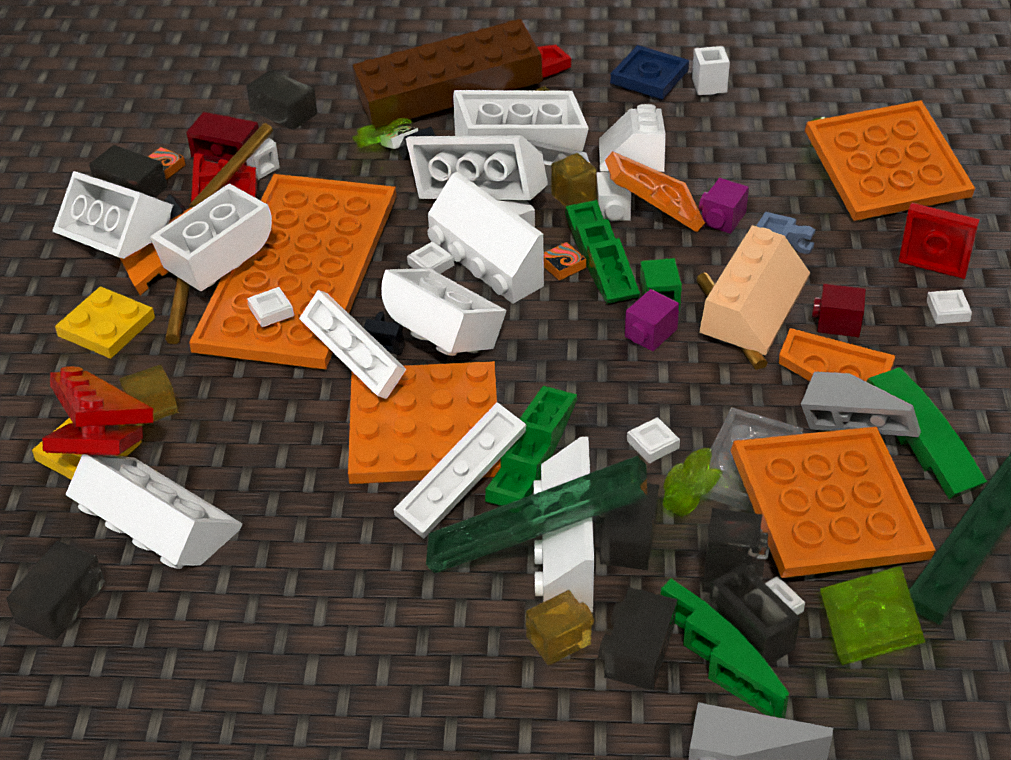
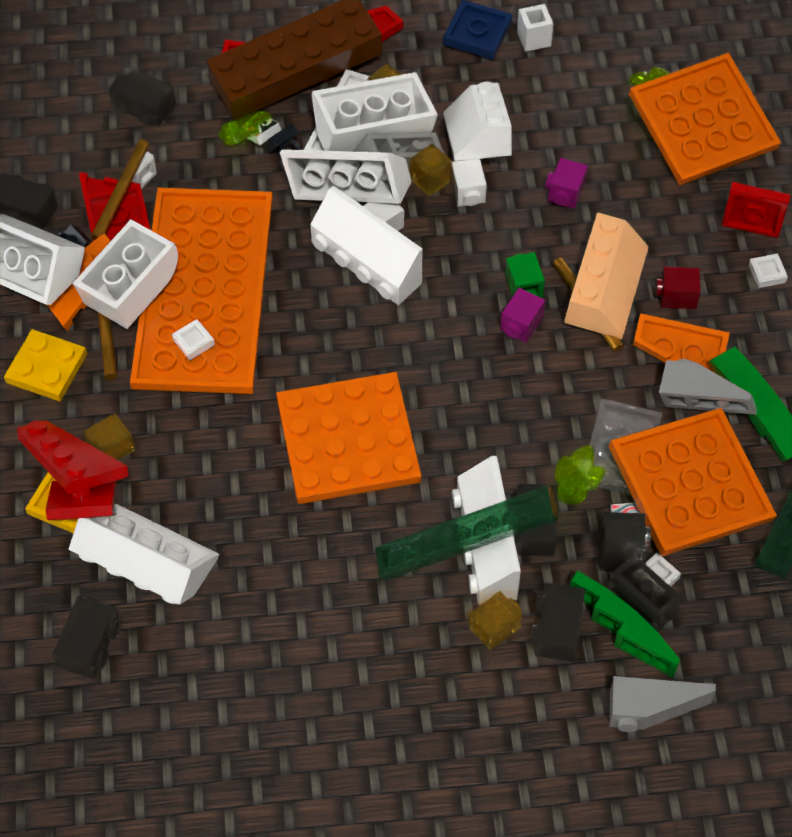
camera: 10 degrees left, 15 degrees up
(171, 161) = (50, 176): orange tile -> none
(219, 136) = (99, 149): dark red brick -> none
(352, 344) = (275, 374): white plate -> none
(386, 333) = (297, 357): black tile -> none
(431, 257) = (318, 267): white tile -> none
(441, 310) = (344, 330): white brick -> none
(460, 470) = (391, 487): white plate -> none
(522, 463) = (443, 454): green slope -> none
(563, 261) = (436, 256): orange tile -> none
(603, 252) = (467, 244): green slope -> none
(653, 440) = (540, 434): white tile -> none
(656, 188) = (508, 175): orange wing -> none
(787, 226) = (620, 205): sand blue plate -> none
(872, 615) = (733, 579): clear neon green plate -> none

